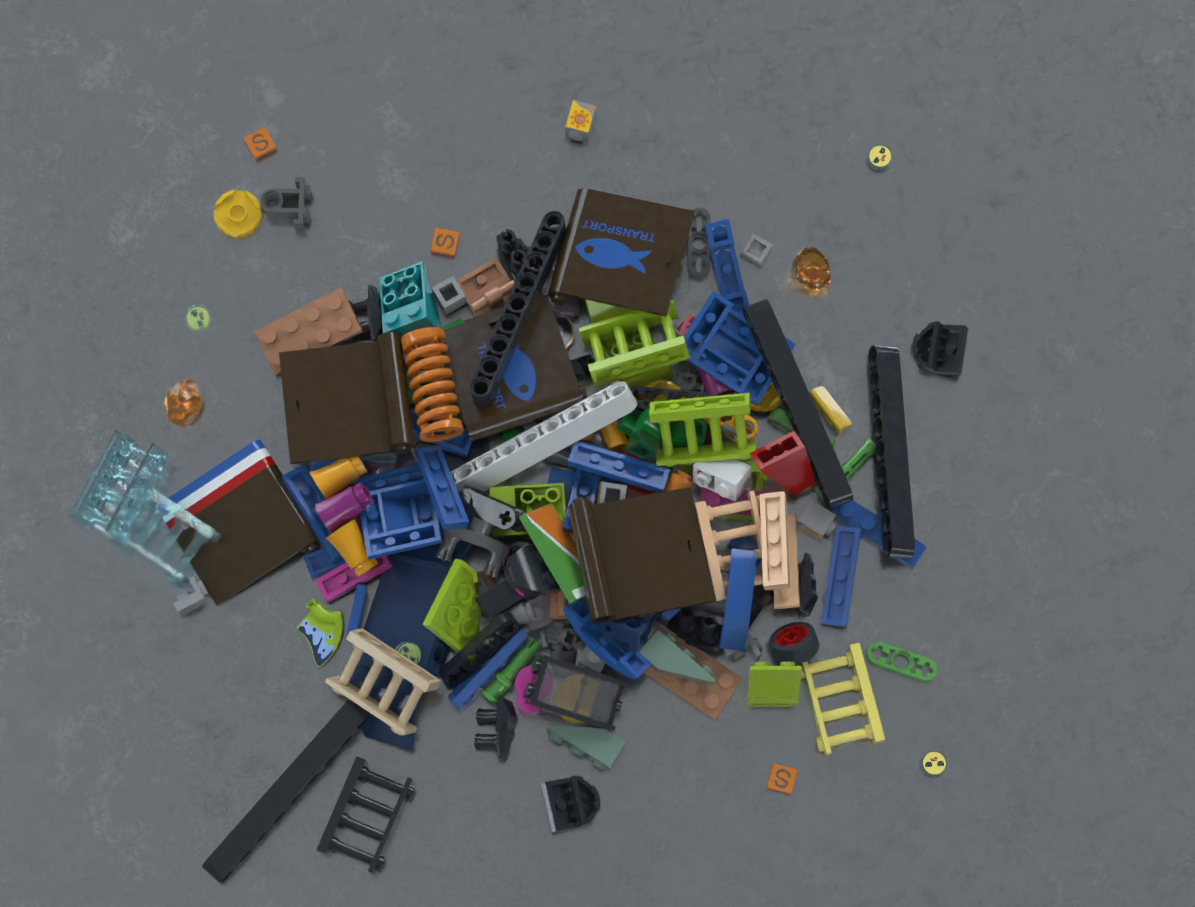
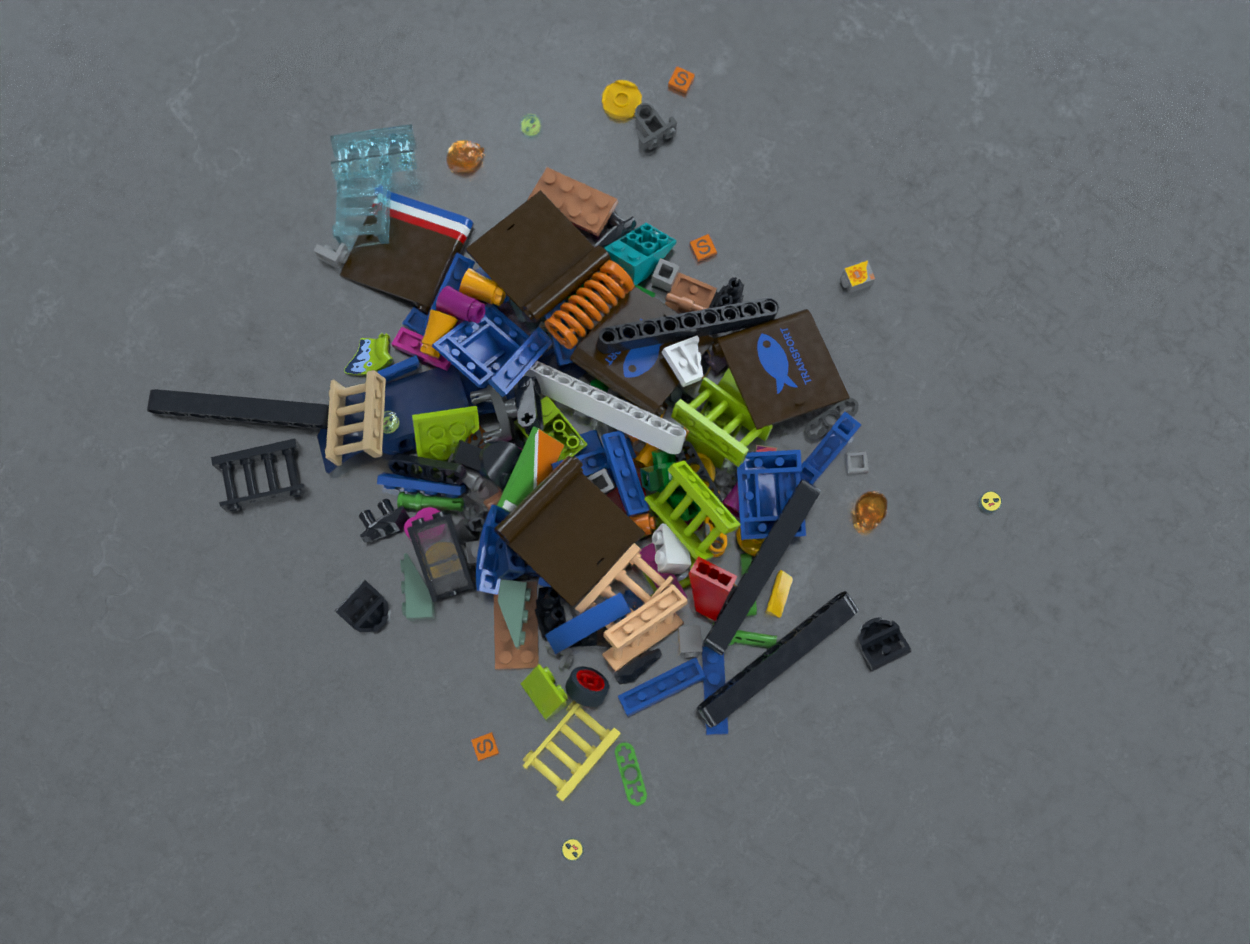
camera: 55 degrees right, 0 degrees up
(552, 334) = (685, 360): none -> white wing

